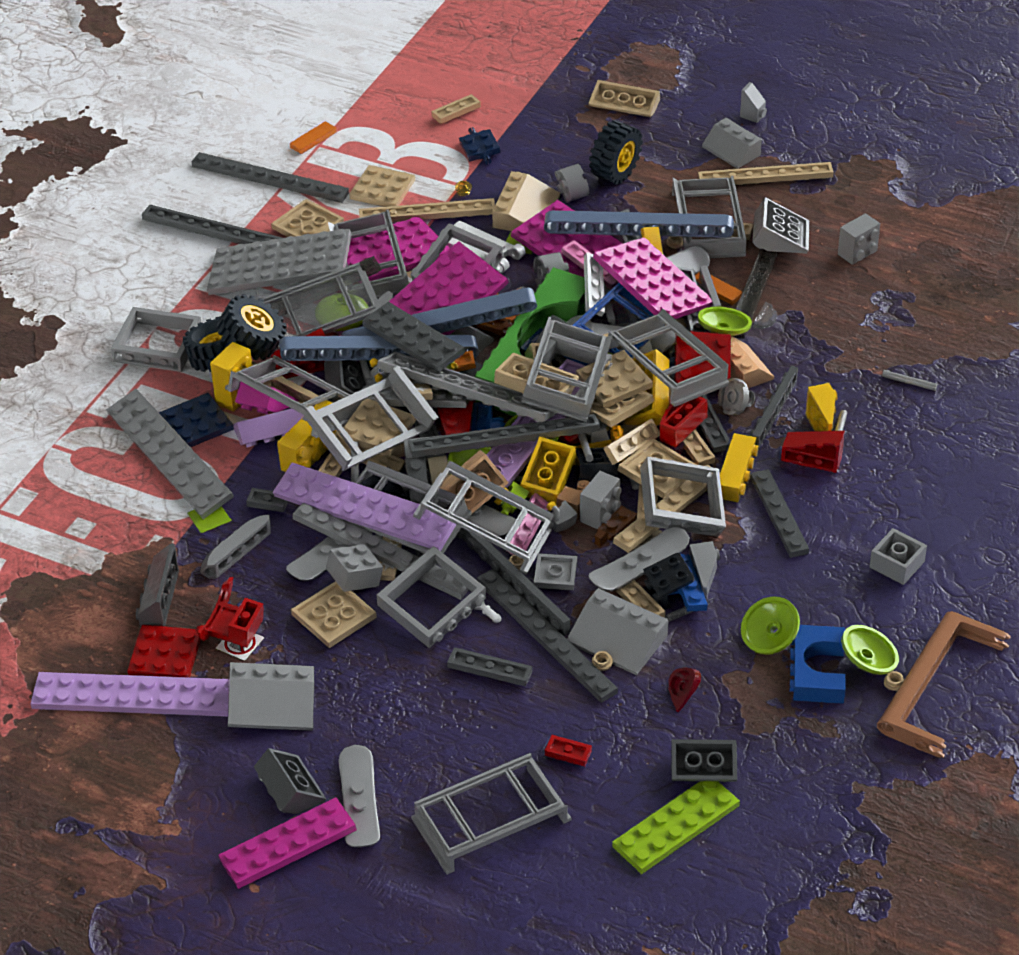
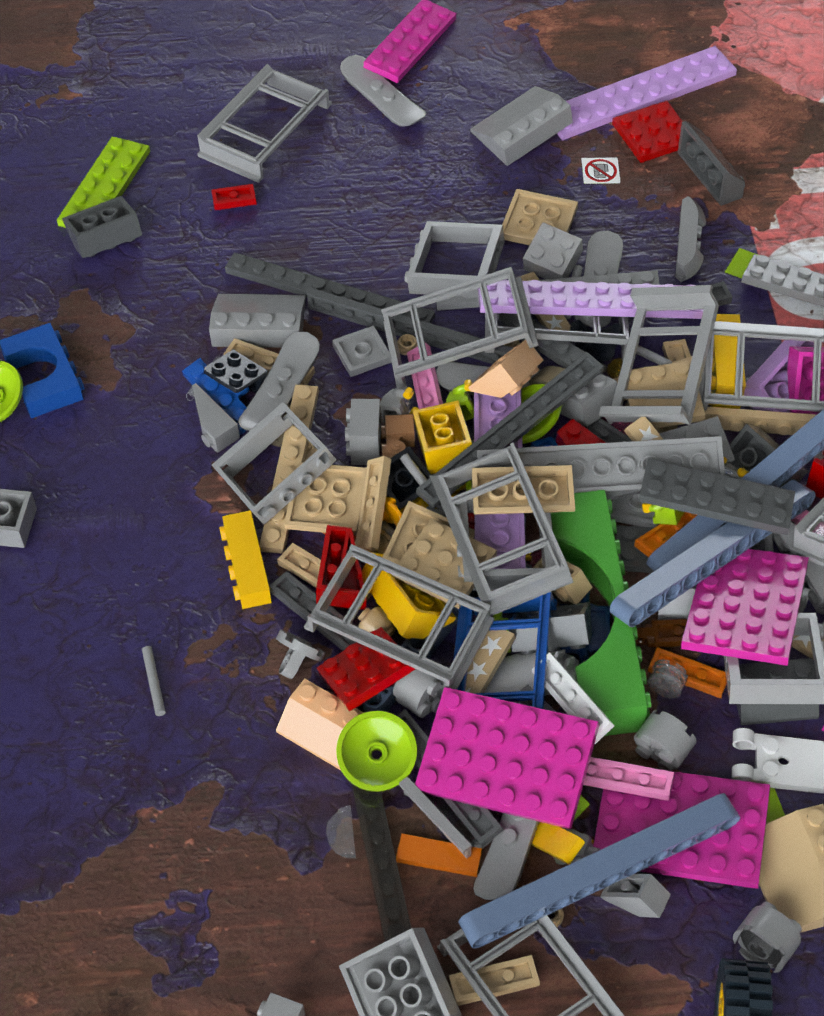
camera: 150 degrees right, 10 degrees up
(232, 622) = (617, 169): red piece -> none
(288, 781) = (447, 77): dark grey slope -> none
(489, 612) = (399, 288): white piece -> none
(489, 666) = (356, 235): dark grey plate -> none
(602, 656) = (256, 285): tan plate -> none
(617, 523) = (335, 433): reddish brown hinge -> none
(682, 685) = (162, 294): dark red piece -> none
(766, 617) = (105, 376): lime dish -> none
(775, 405) = (248, 677): dark grey plate -> none
(779, 513) = (170, 532): dark grey plate -> none
(814, 449) = (165, 620): red wedge -> none
(821, 406) = (181, 674): yellow slope -> none
(909, 380) = (95, 811): light grey bar -> none

